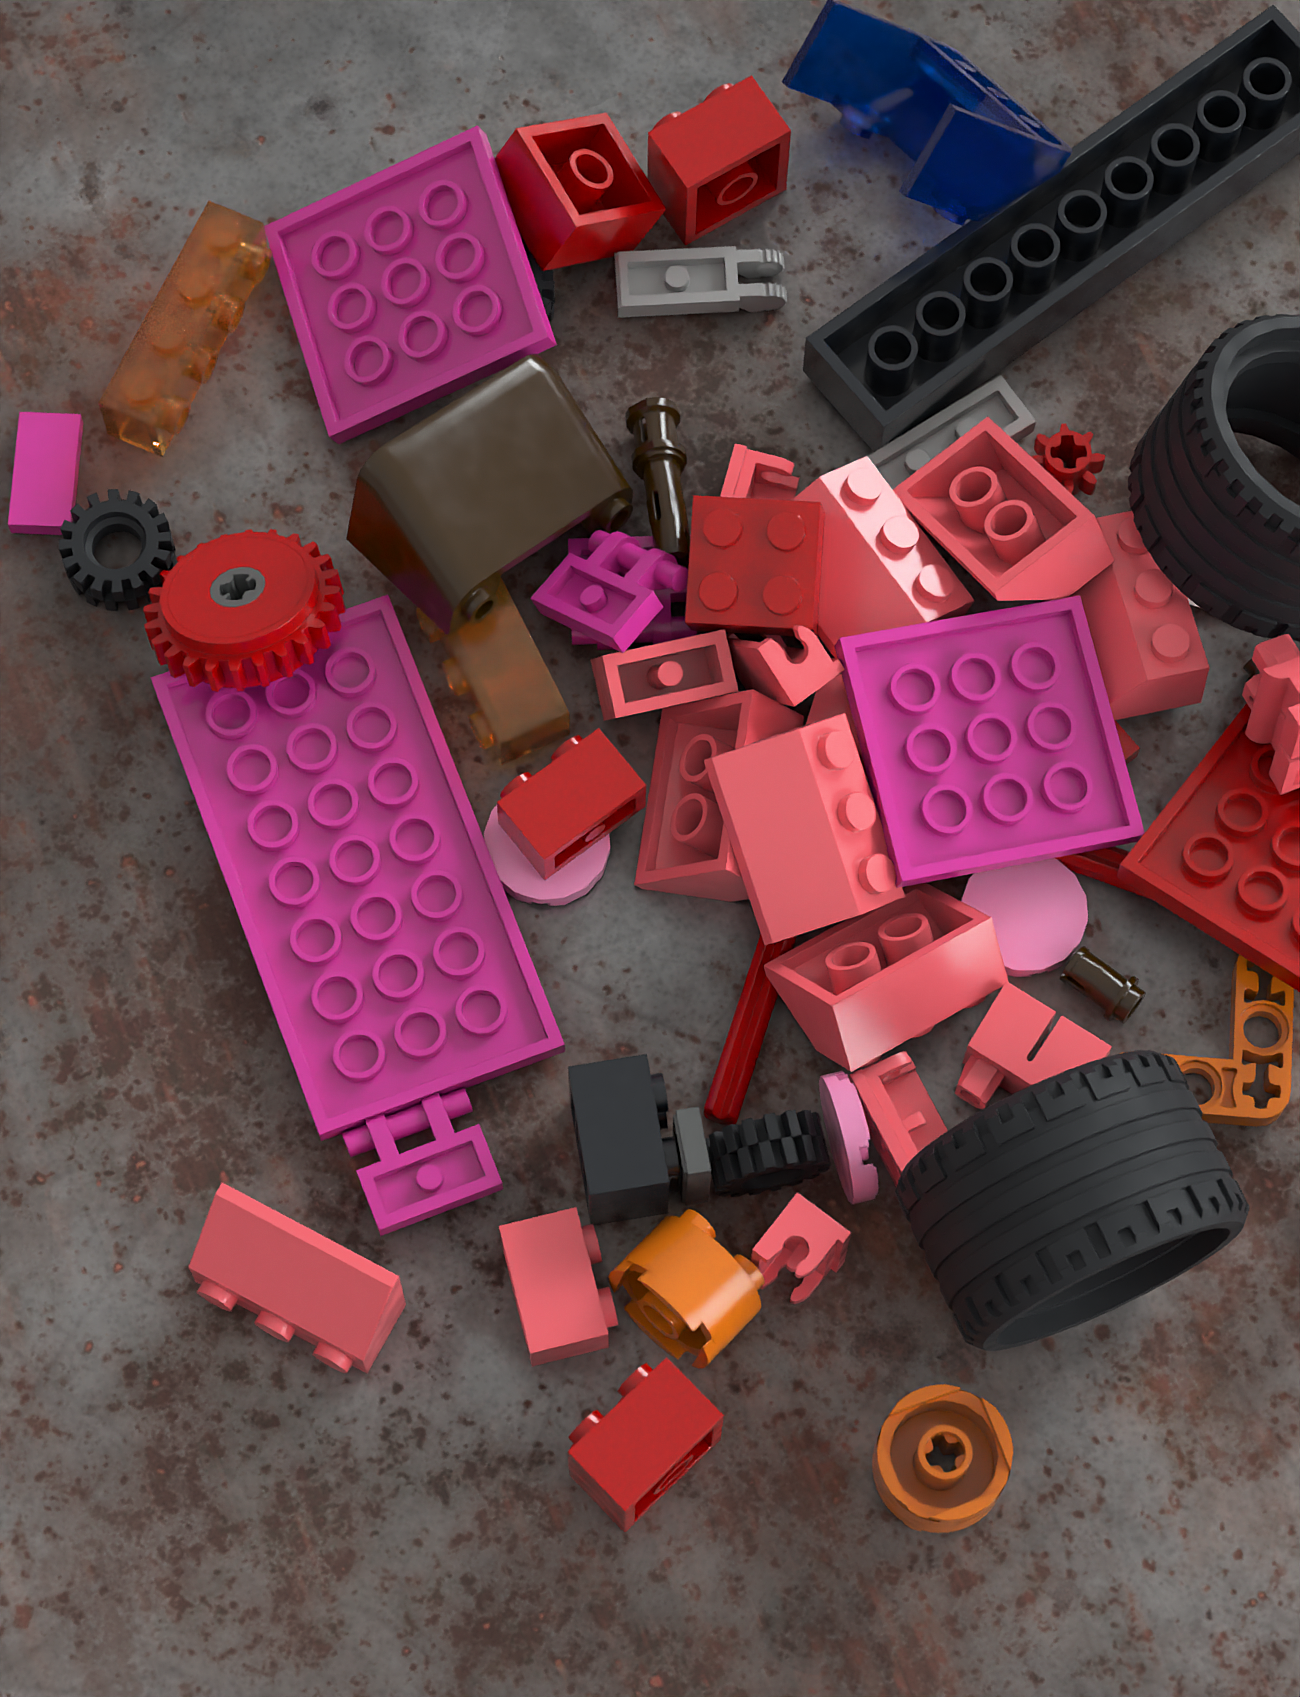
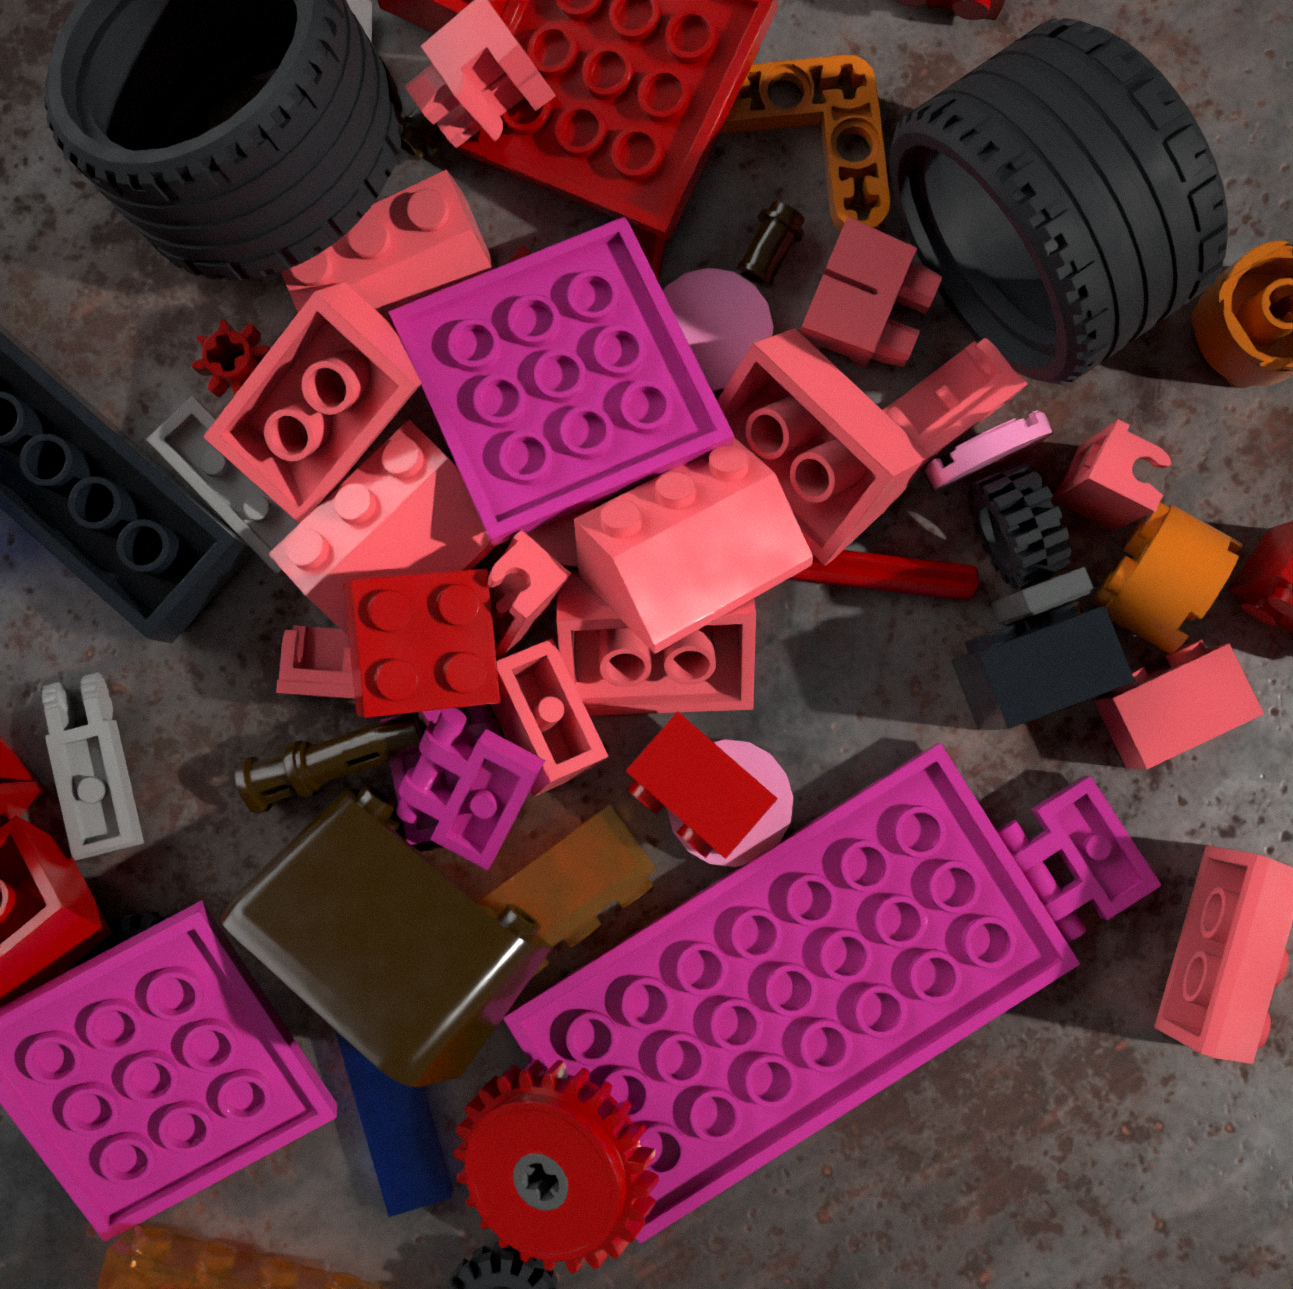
camera: 100 degrees left, 15 degrees up
(293, 492) = (398, 1136): none -> clear blue tile

